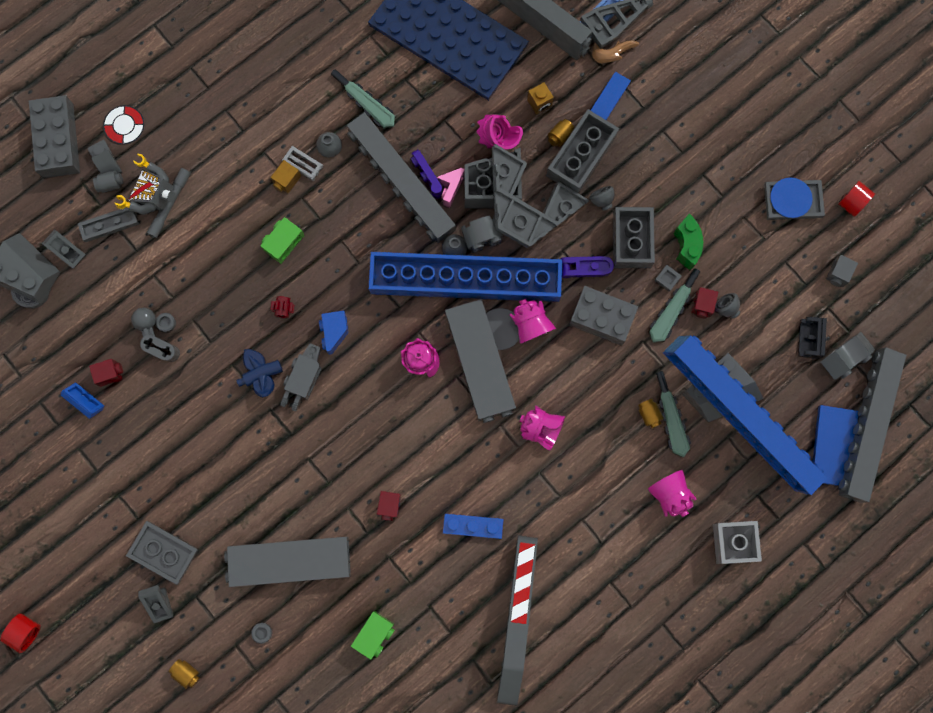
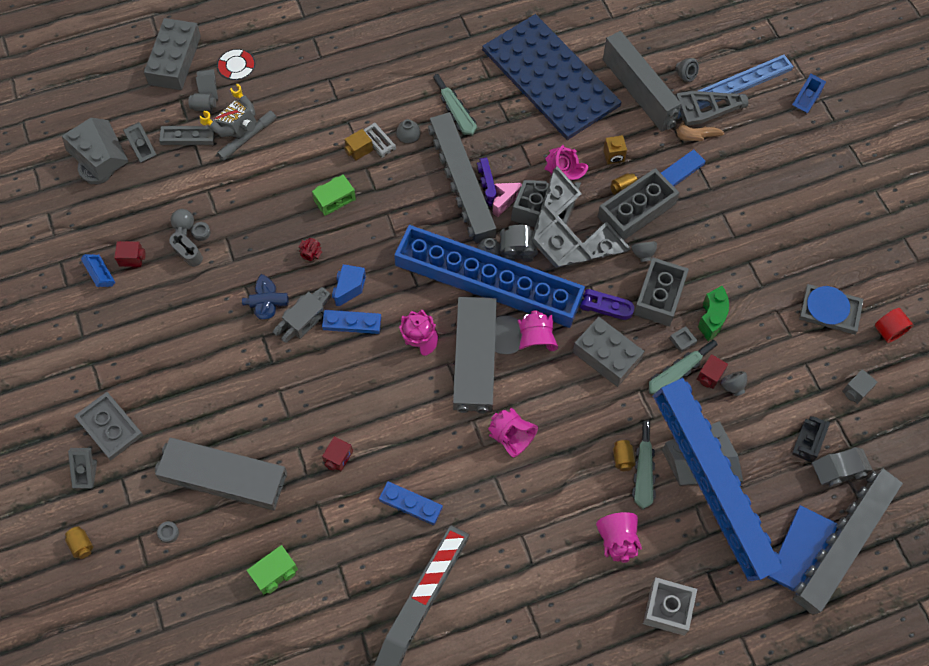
camera: 20 degrees right, 15 degrees down
(350, 367) = (351, 321): none -> blue plate

